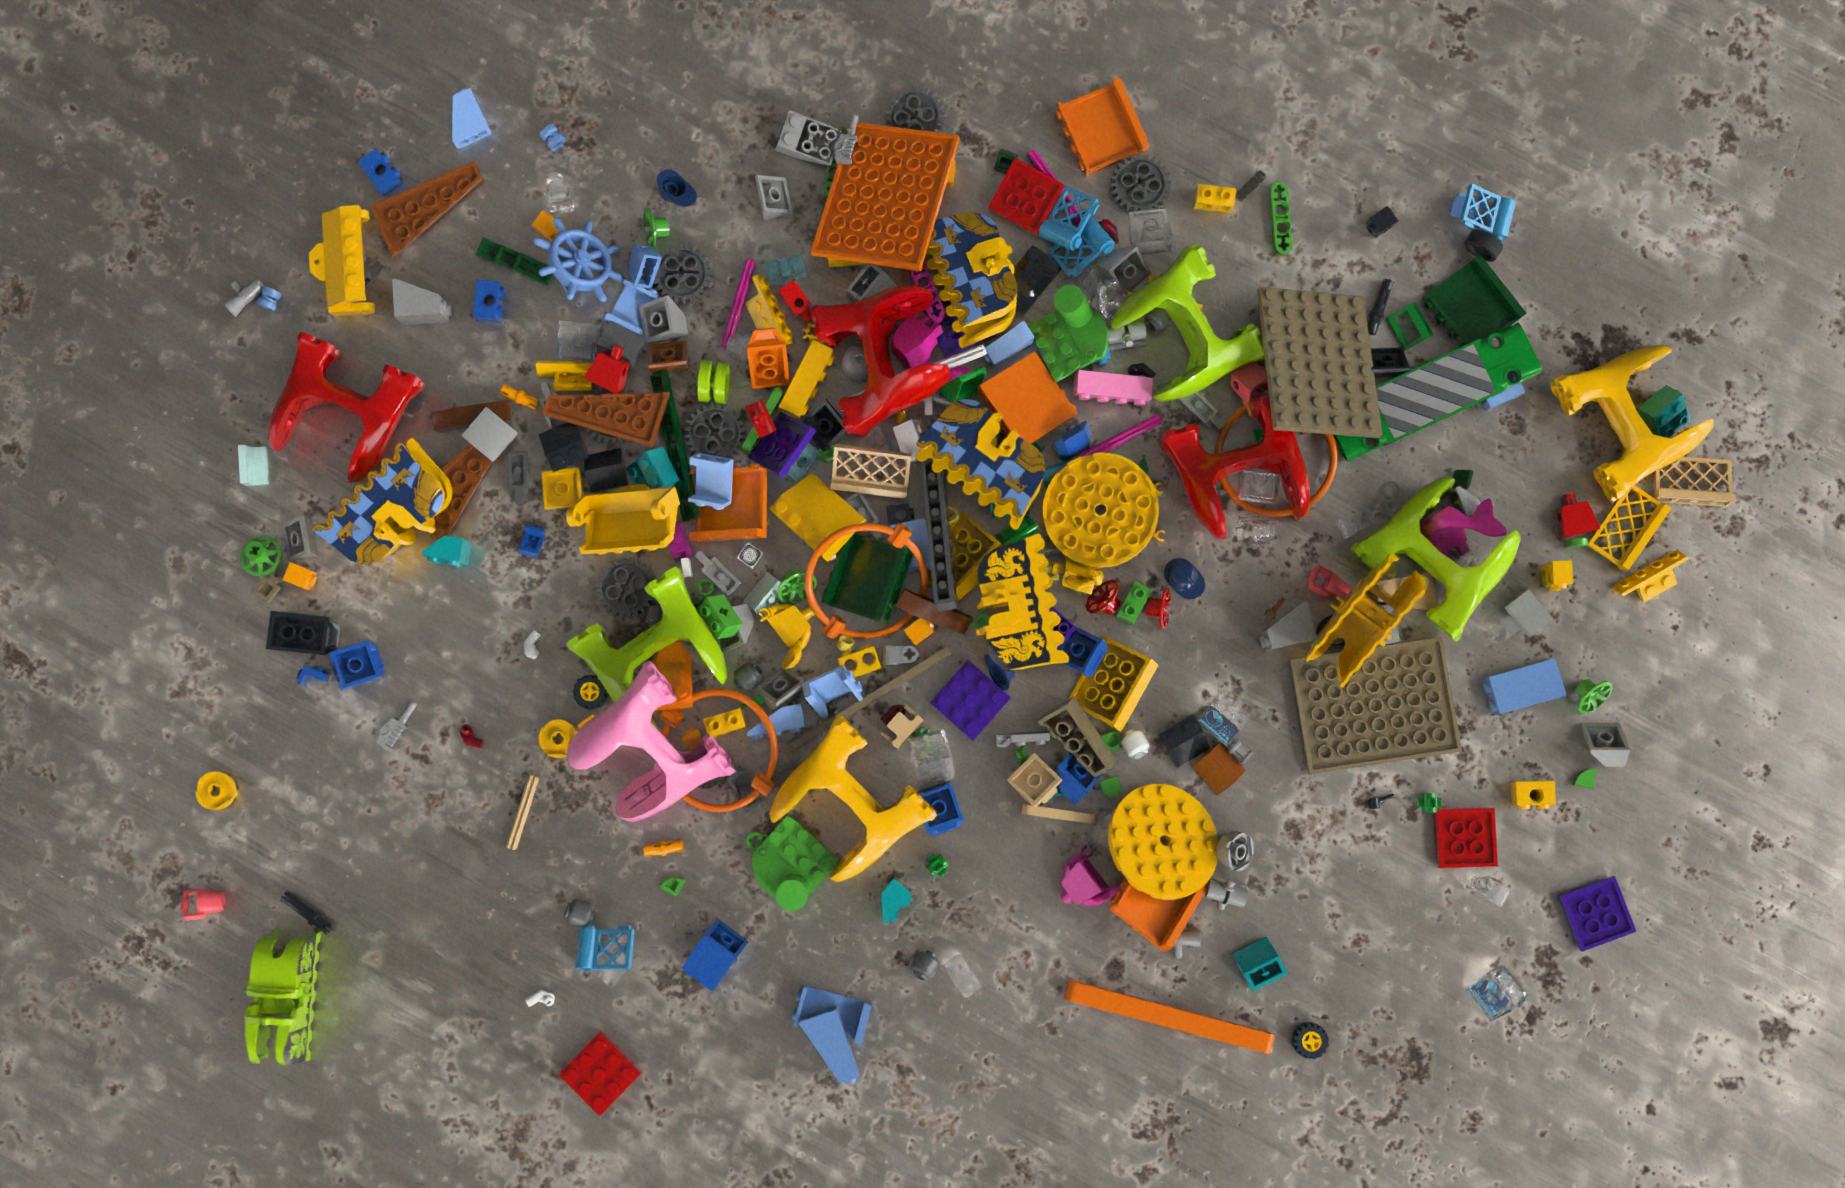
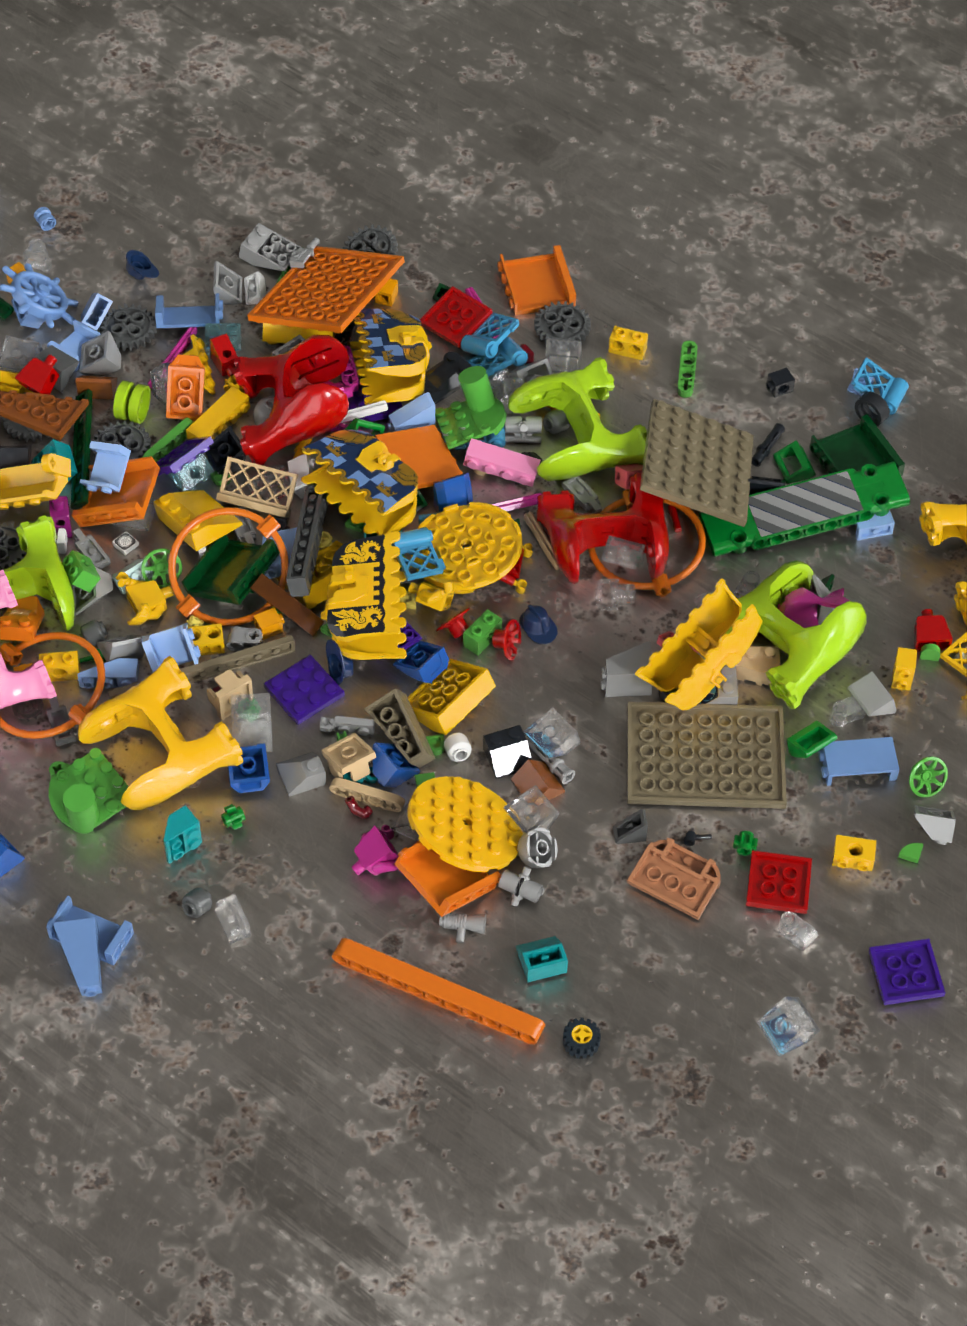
camera: 10 degrees right, 30 degrees down
(657, 227) = (117, 291): bright green wheel -> none
(741, 245) = (187, 316): none -> medium blue panel
(760, 418) = (166, 431): red hips -> none
(802, 192) = (254, 288): none -> white slope
(989, 798) = (302, 773): none -> light grey slope
(1050, 519) = (411, 543): none -> dark azure piece
(1050, 831) = (355, 809): none -> dark red arm
(1167, 468) = (541, 537): none -> tan axle
(1221, 810) = (532, 810): none -> clear slope
(1249, 186) = (663, 341): clear smoke axle -> none
(1318, 806) = (631, 829): none -> dark grey slope
(1370, 851) = (676, 877): none -> nougat plate
(1470, 669) = (810, 740): none -> green tile

